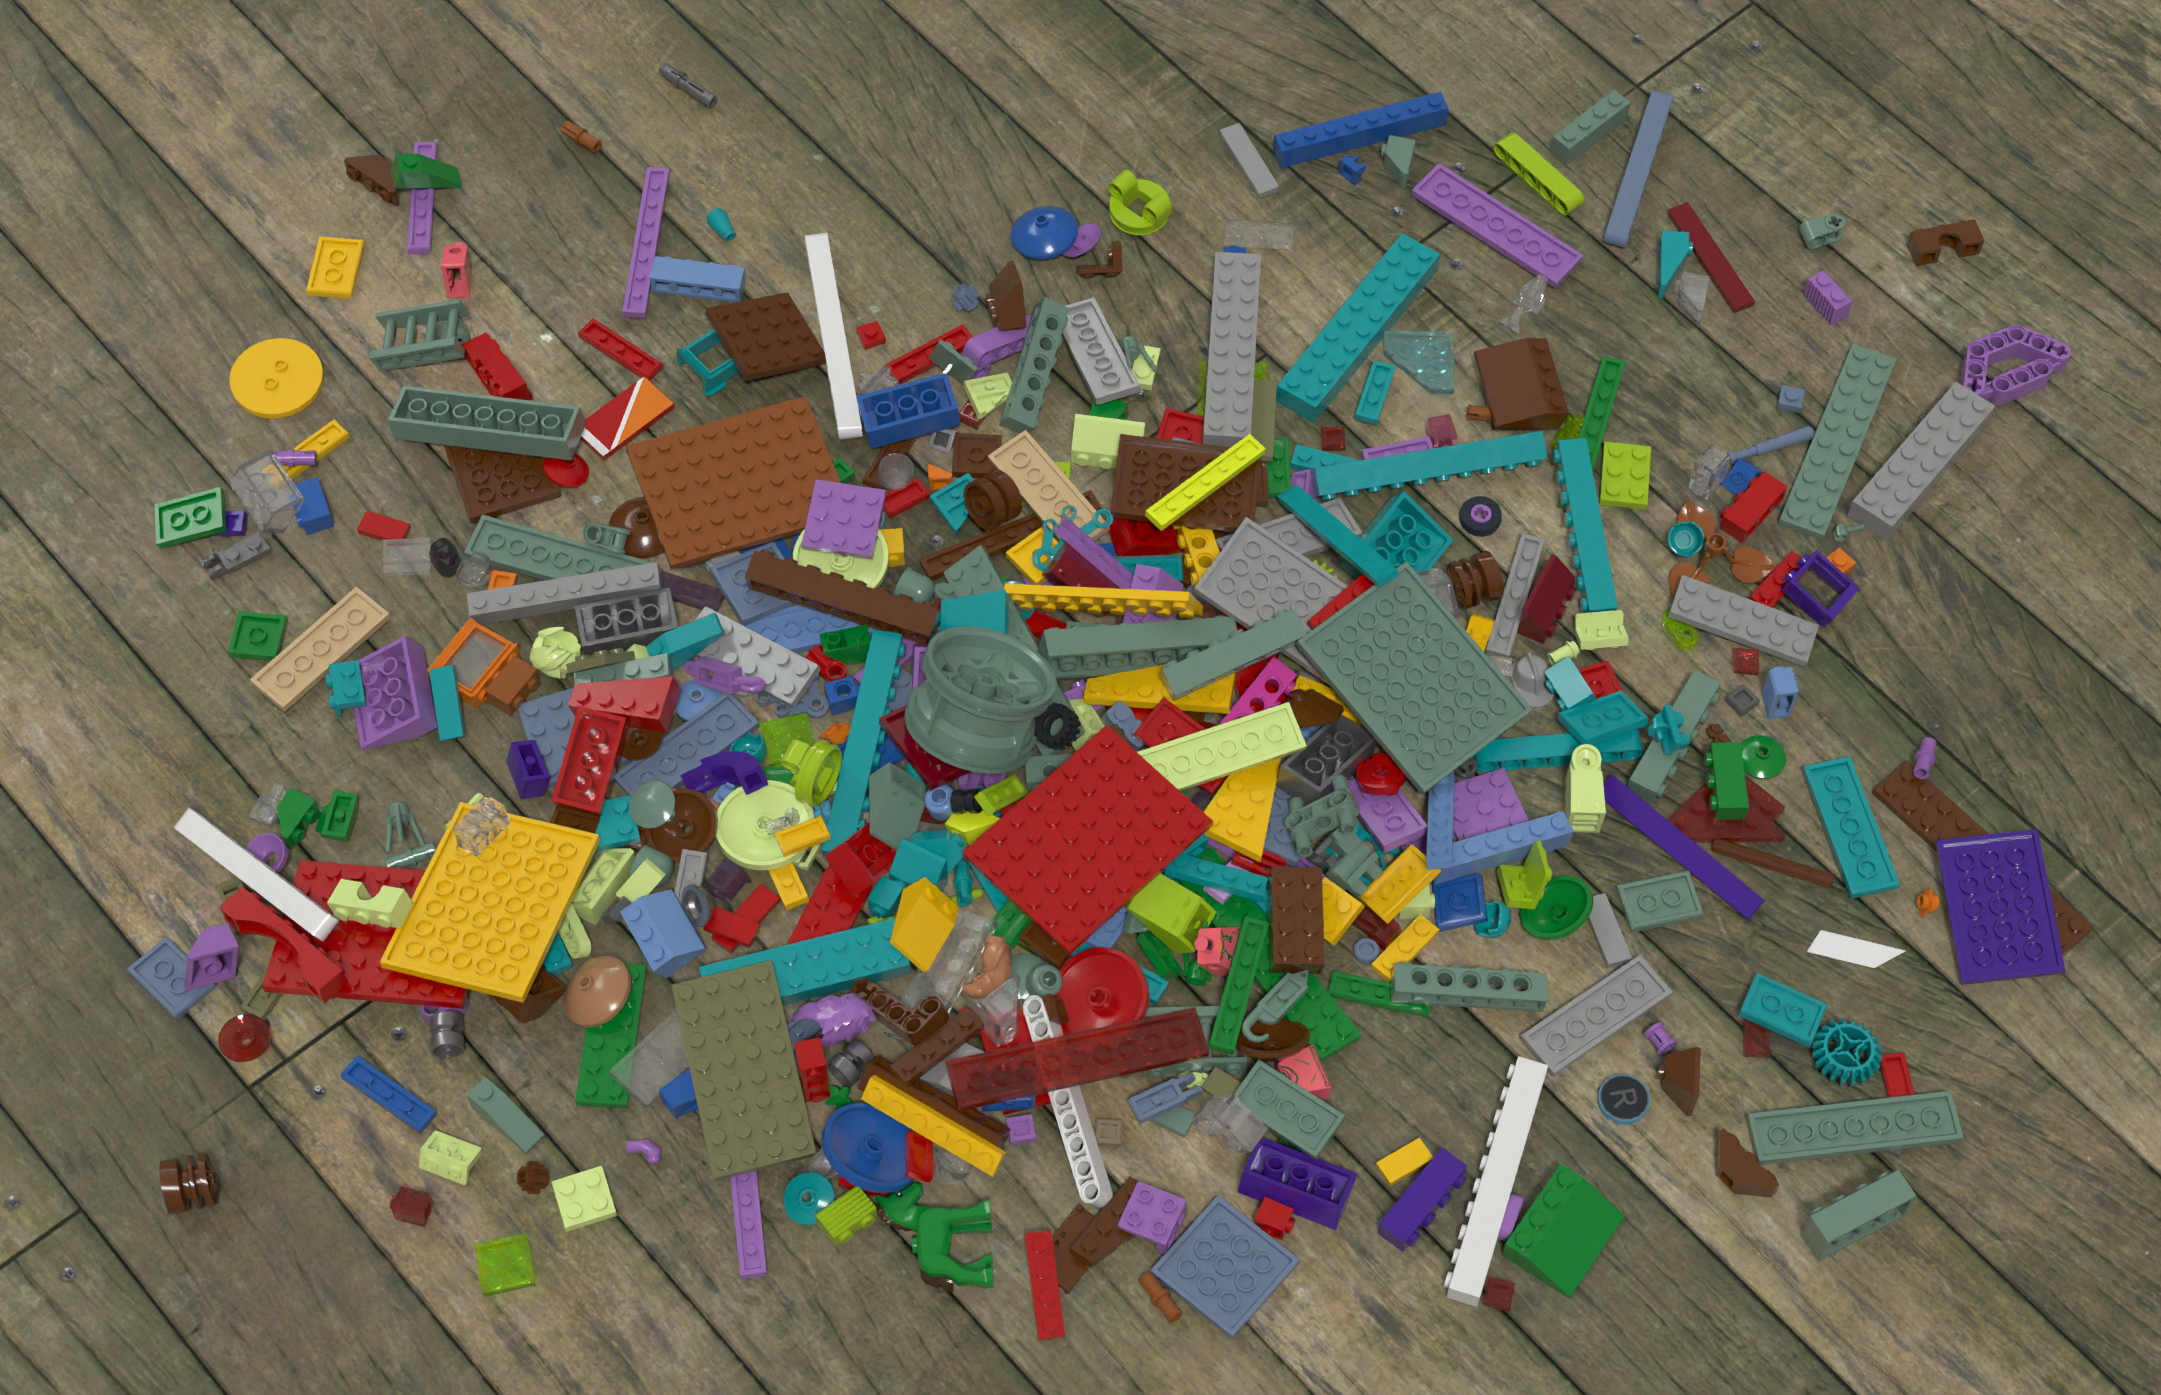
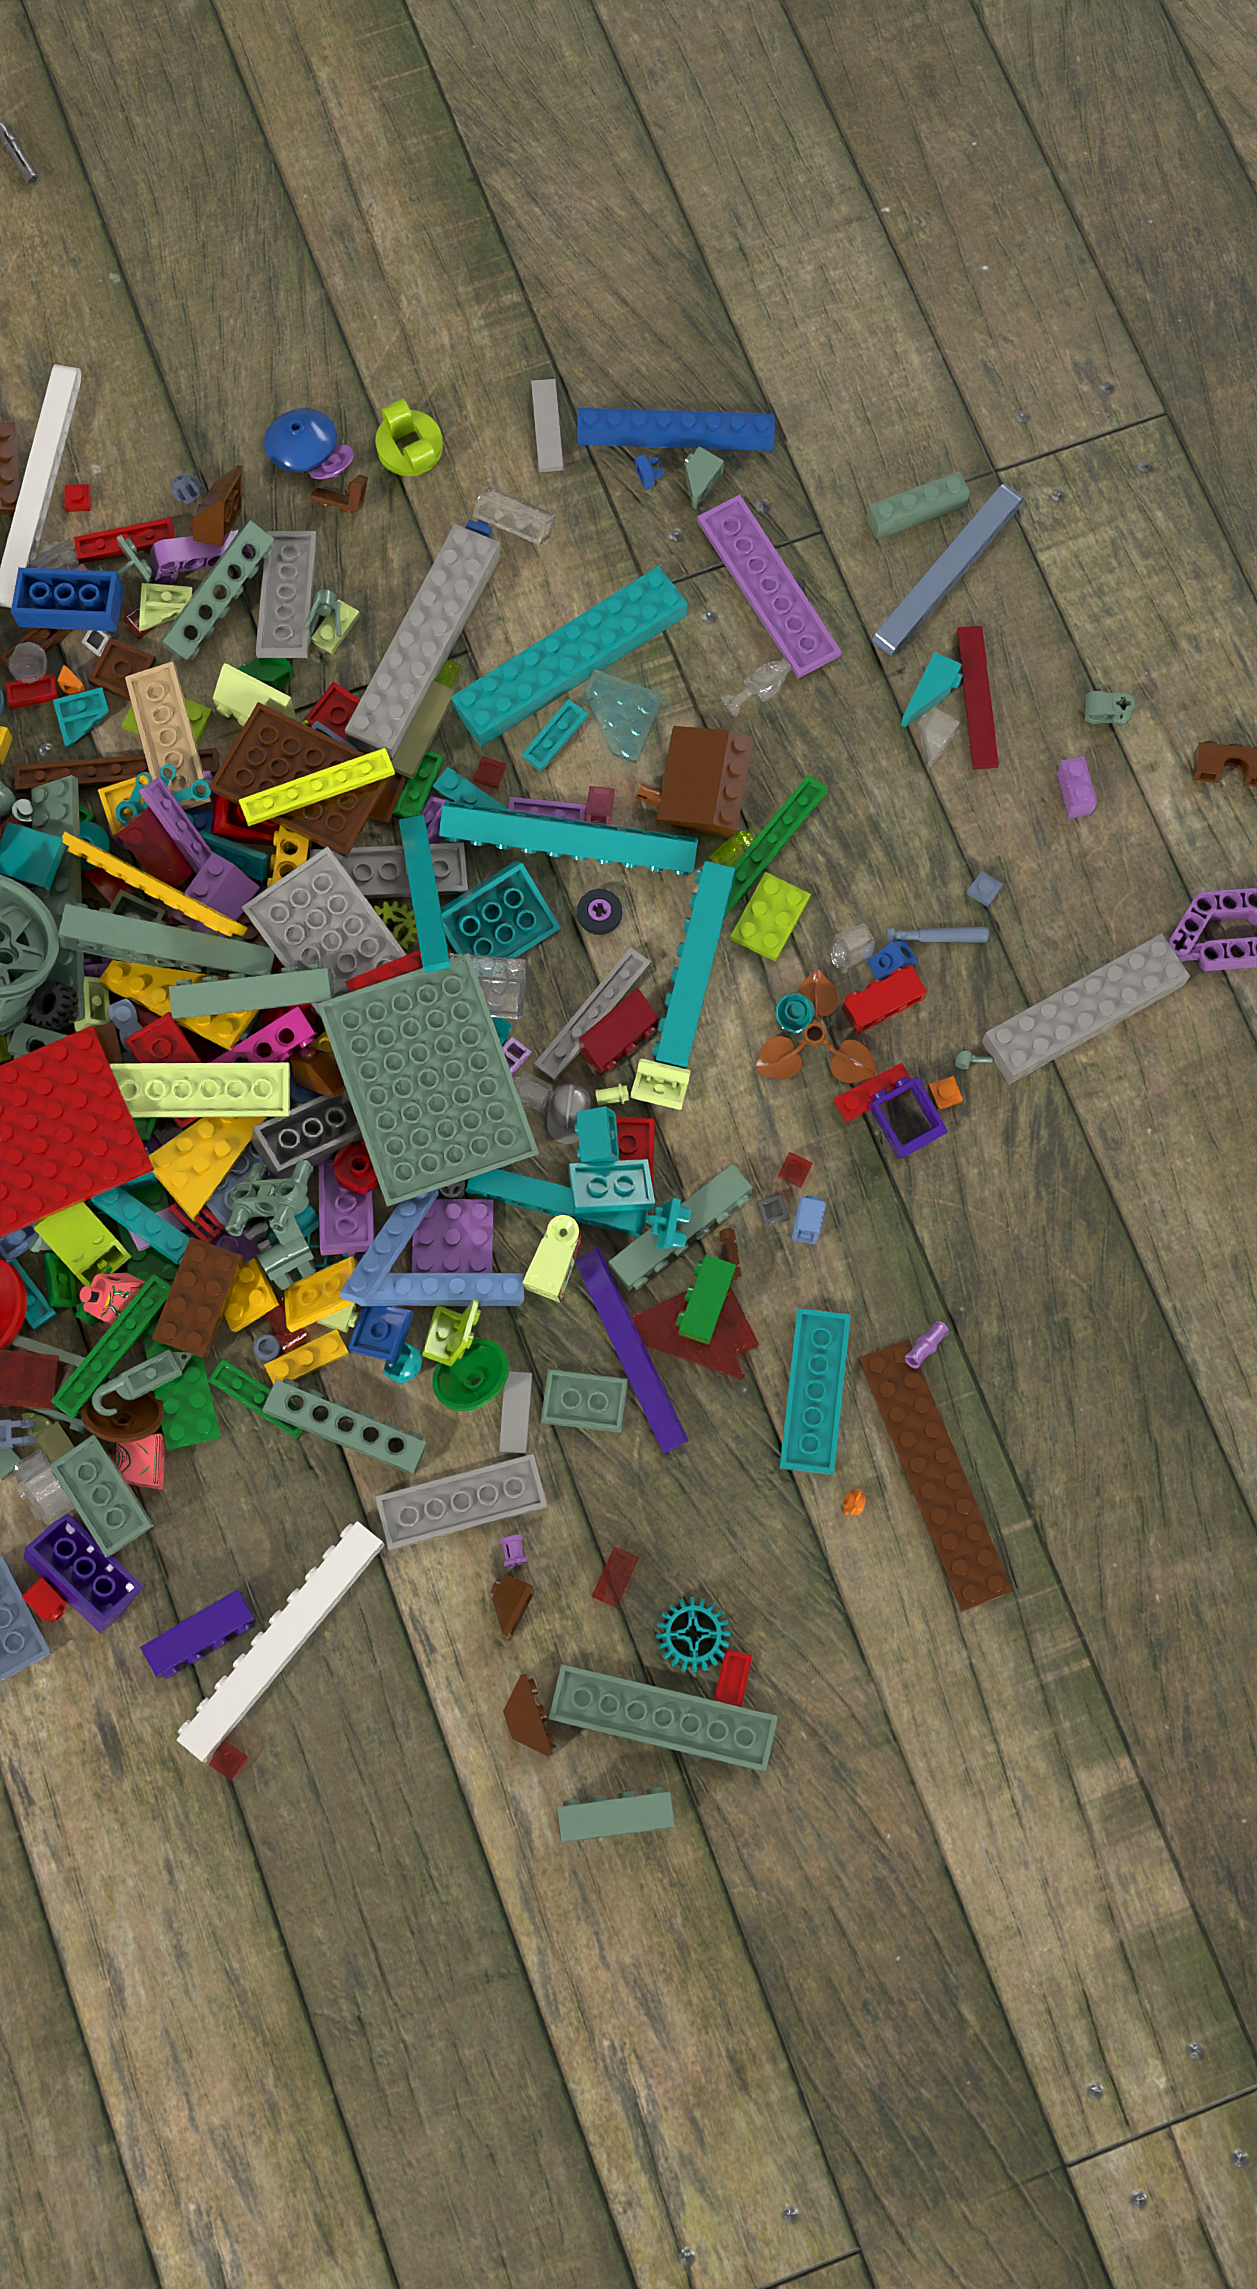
camera: 20 degrees right, 15 degrees up
(992, 499) = (108, 728): reddish brown wheel -> none
(1404, 1162) = (202, 1586): yellow tile -> none
(1476, 580) = (552, 985): reddish brown wheel -> none
(1480, 630) = (532, 1044): yellow bracket -> none
(1511, 1217) = (276, 1685): medium lavender beam -> none
(1538, 173) = (839, 541): lime beam -> none
(1563, 1231) = (321, 1720): green slope -> none
(1623, 1099) = (448, 1600): black tile -> none
(1677, 630) = (746, 1107): clear neon green plate -> none
(1743, 621) = (812, 1124): light grey plate -> none
(1760, 765) = (762, 1292): green dish -> none
(1772, 862) = (718, 1400): reddish brown axle -> none
(1783, 1010) = (651, 1564): teal tile -> none
(1837, 442) = (1011, 954): sand green plate -> none
(1852, 949) = (756, 1523): white sticker -> none
(2000, 907) = (922, 1537): dark purple plate -> none

